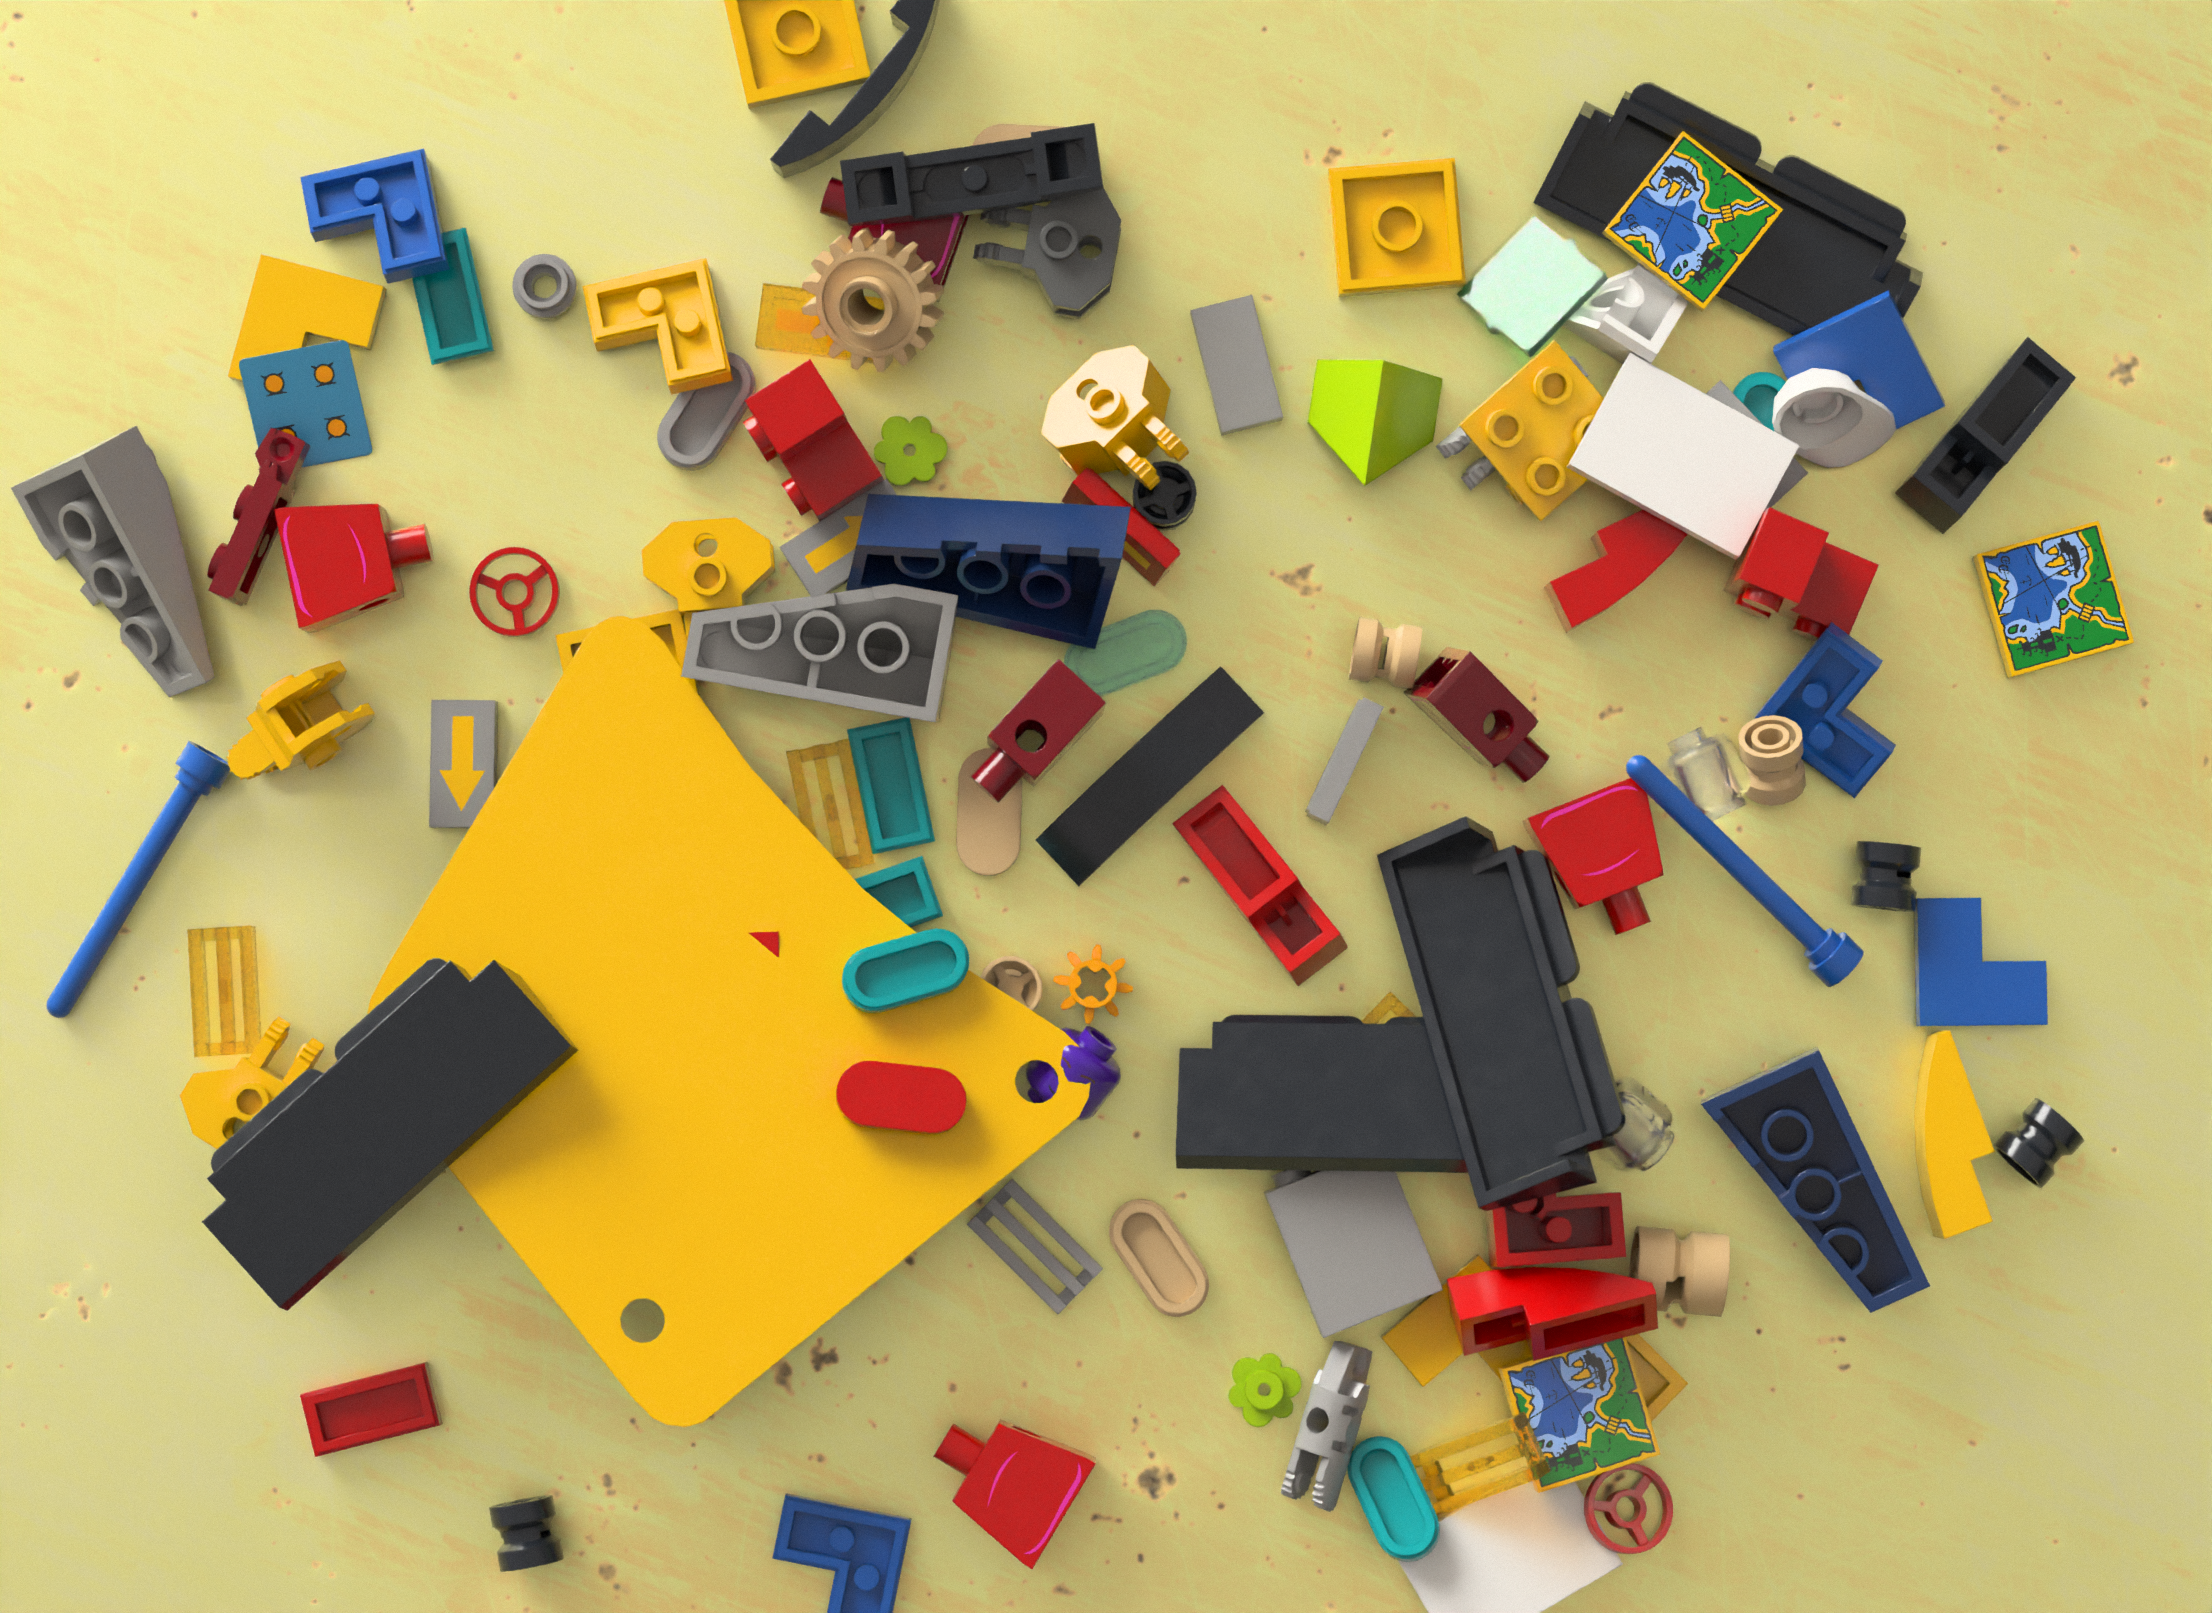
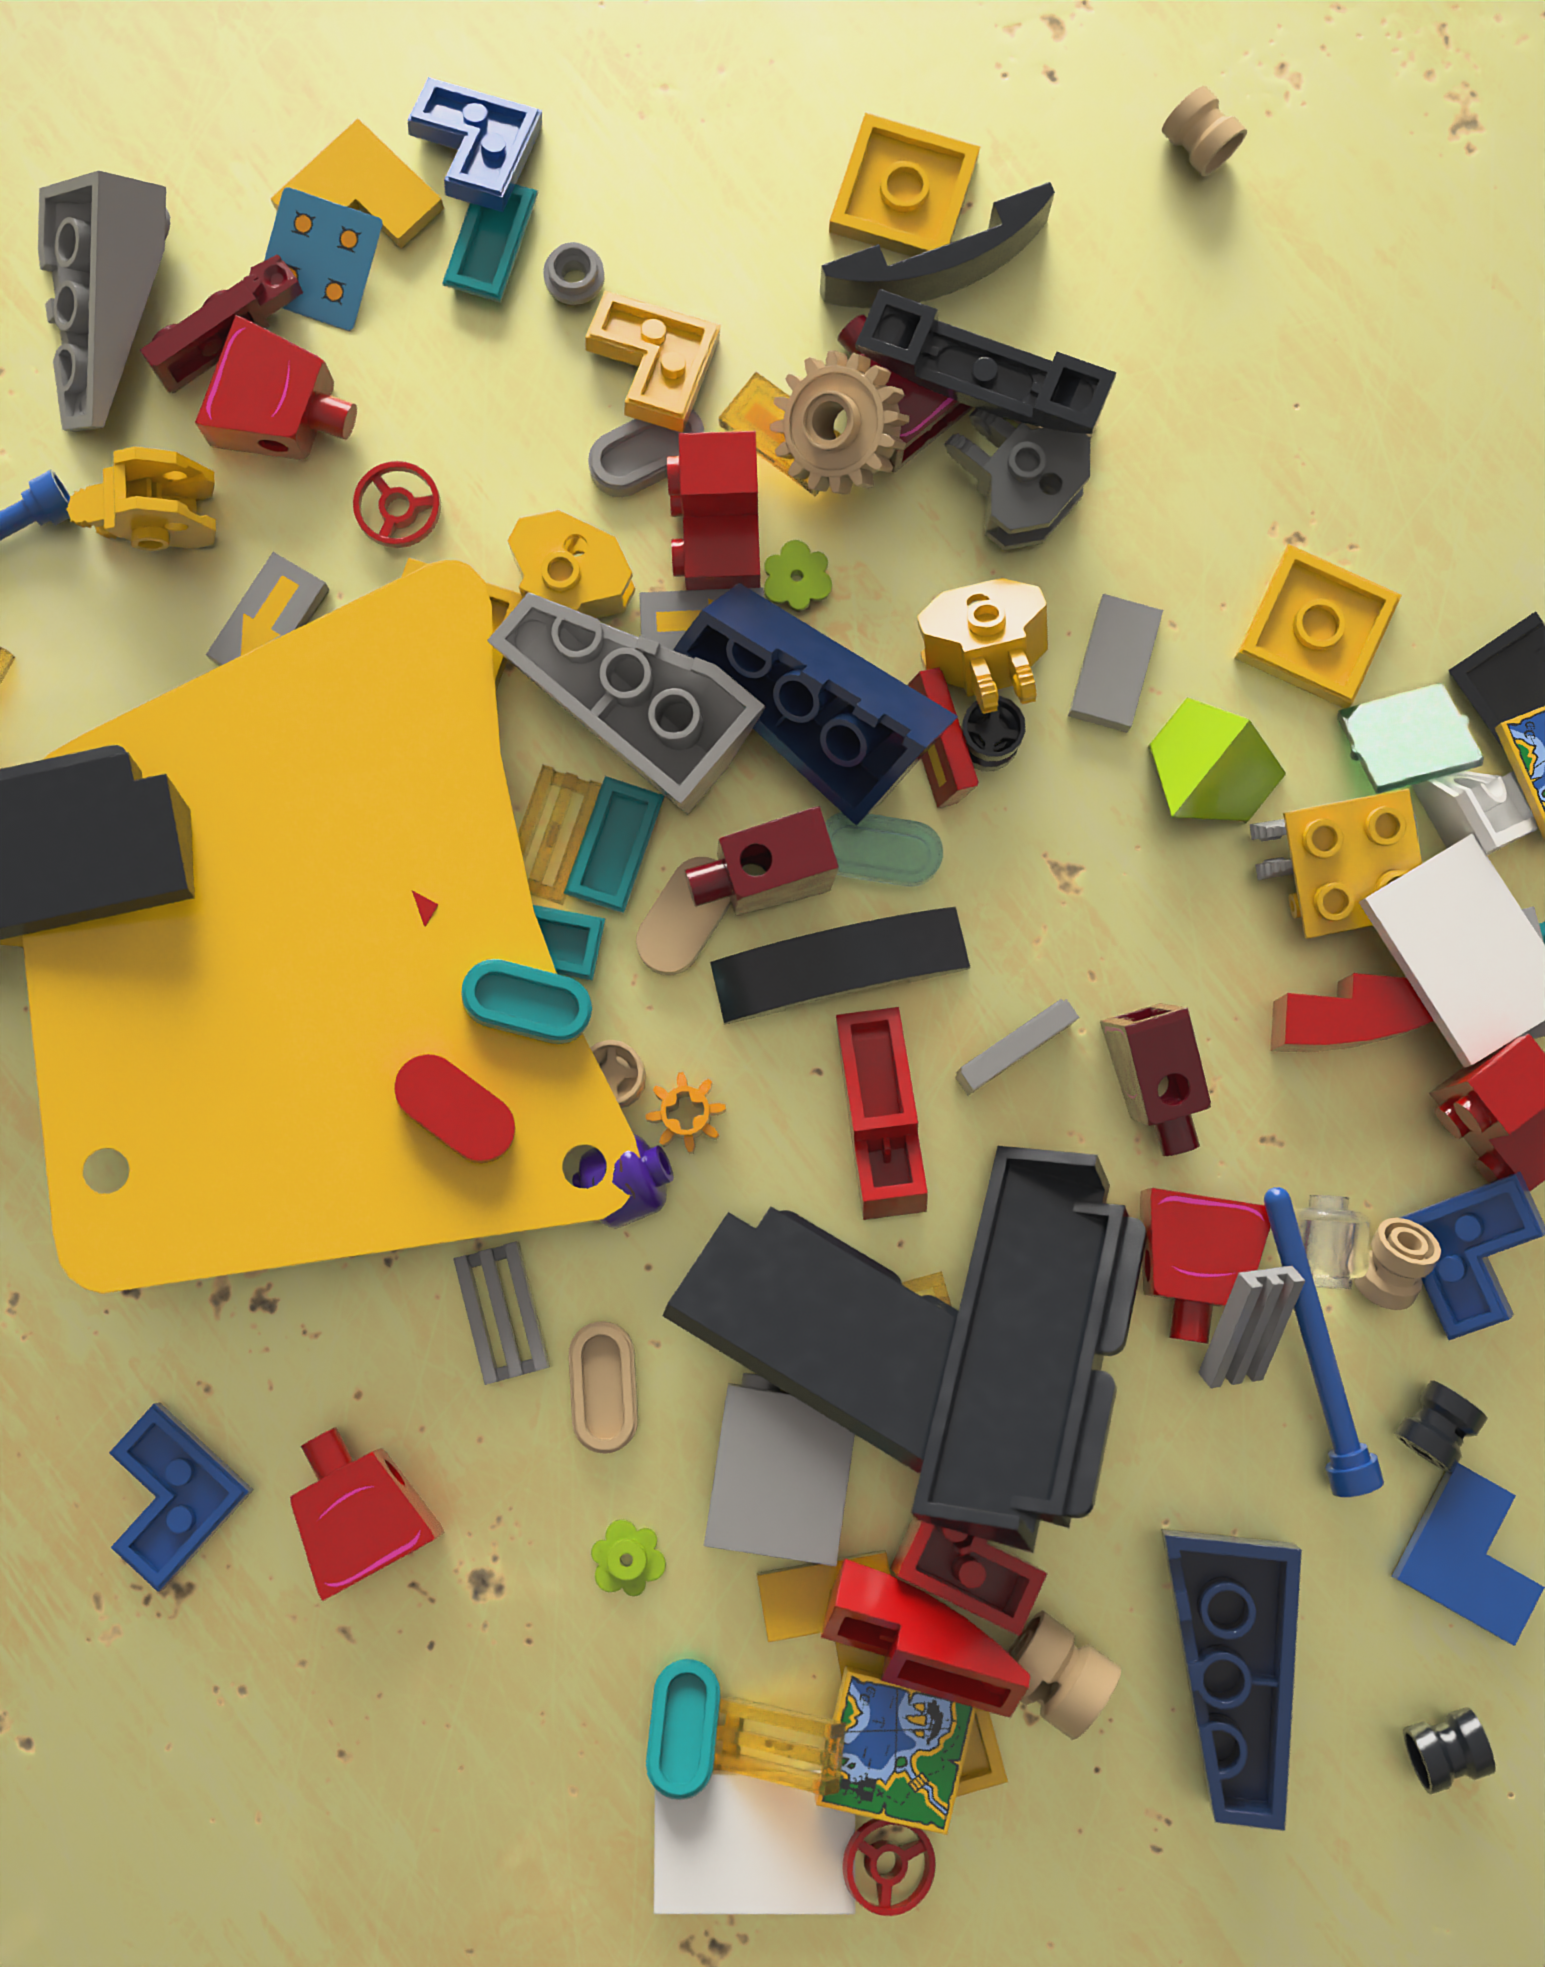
camera: 30 degrees right, 5 degrees down
(1329, 1425) = (665, 1628): light grey hinge -> none
(1399, 657) = (1118, 982): tan wheel -> none
(1645, 1132) = (1100, 1532): clear head -> none
(1685, 882) = (1251, 1325): none -> light grey tile
(1947, 1139) = (1368, 1697): yellow slope -> none

